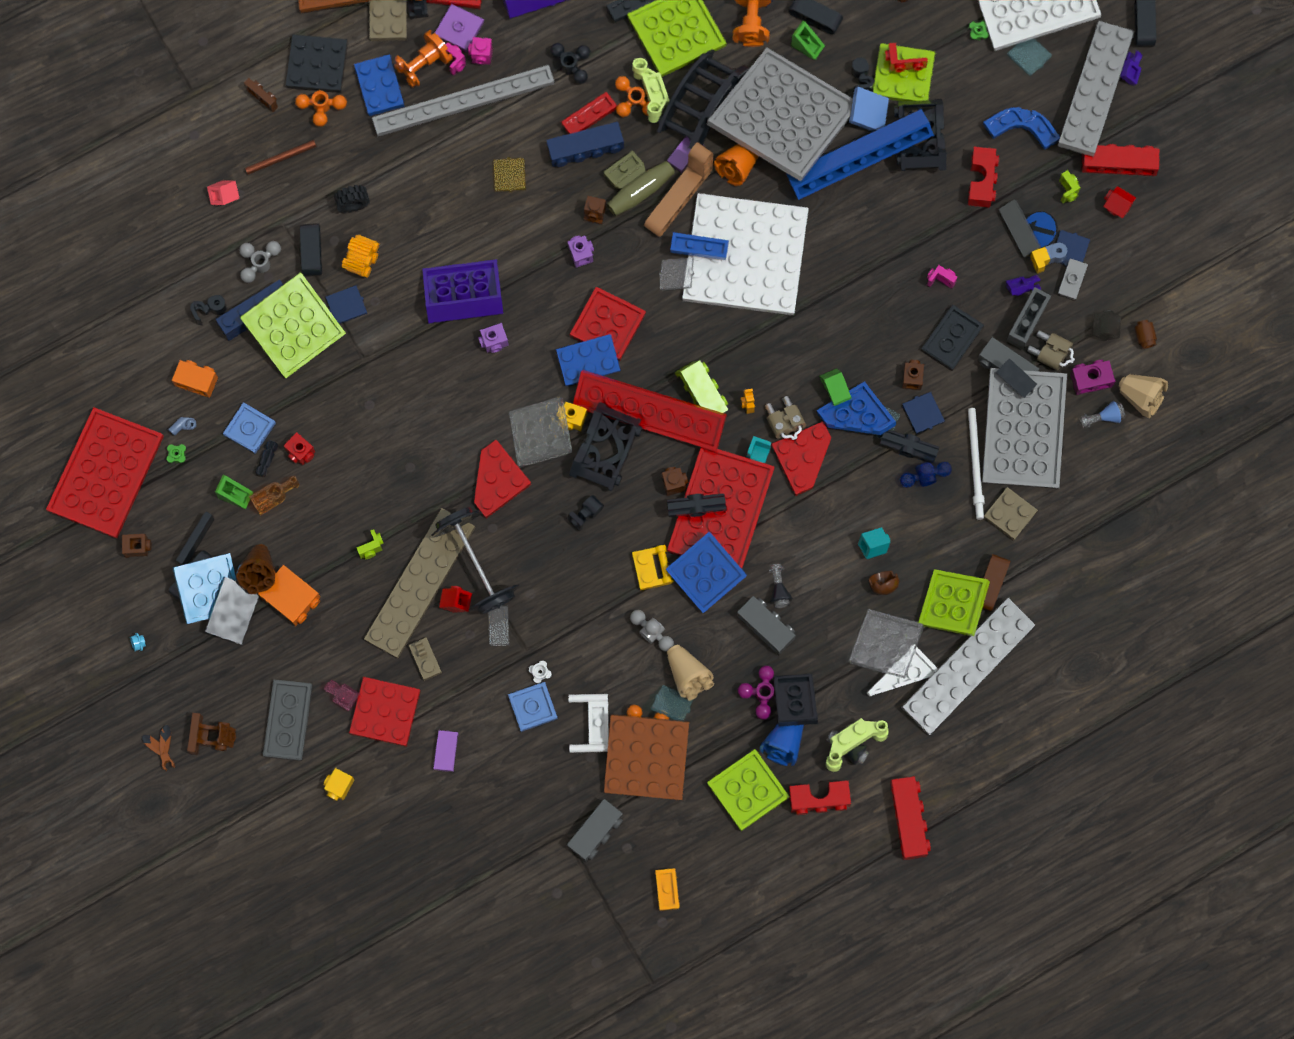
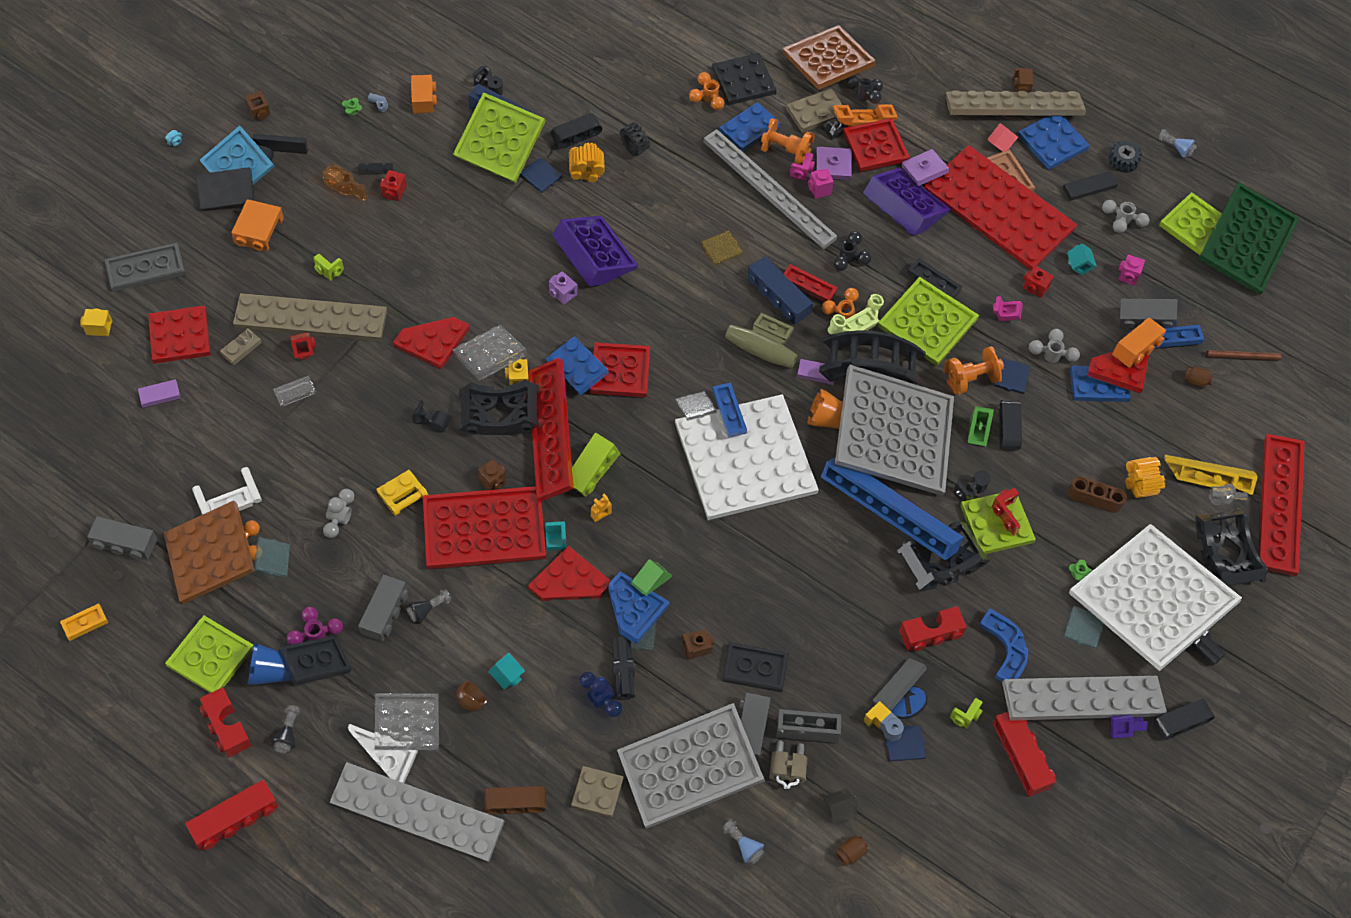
camera: 60 degrees right, 15 degrees down
(105, 472) = (313, 65): red plate -> none
(160, 748) = (87, 187): dark orange piece -> none
(200, 732) = (108, 215): reddish brown tile -> none
(223, 192) = (595, 55): coral panel -> none
(233, 492) = (333, 150): bright green slope -> none
(247, 250) = (547, 98): light grey piece -> none
(249, 428) = (398, 147): medium blue tile -> none
(256, 570) = (267, 187): reddish brown cone -> none
(257, 91) = (693, 52): reddish brown plate -> none
(280, 157) = (648, 84): copper bar -> none
(344, 695) = (181, 297): clear pink plate -> none
(455, 521) = (368, 309): black axle -> none
(532, 706) = (227, 446): medium blue tile -> none
(540, 666) = (259, 435): white plate -> none
(580, 250) = (677, 323): medium lavender brick -> none
(594, 210) = (721, 318): reddish brown brick -> none
(689, 673) = (306, 557): tan cone -> none
(696, 505) = (474, 500): black piece -> none
(699, 167) = (776, 380): medium nougat beam -> none
(706, 572) = (413, 534): blue plate -> none
(785, 421) = (596, 549): dark tan piece -> none
(852, 737) = (295, 726): yellowish green plate -> none
(868, 109) = (943, 501): medium blue tile -> none
(923, 413) = (665, 670): dark blue piece -> none
(944, 275) = (811, 624): dark pink bracket -> none
(954, 602) = (475, 769): lime plate -> none
(978, 499) = (599, 754): white bar -> none
(1016, 378) = (733, 730): black tile -> none
(1021, 285) = (839, 705): dark purple plate -> none
(1072, 279) = (874, 755): light grey plate -> none
(1083, 384) = (780, 826): magenta brick -> none
(1119, 201) = (978, 767): red brick -> none
(1143, 392) = (786, 872): tan cone -> none

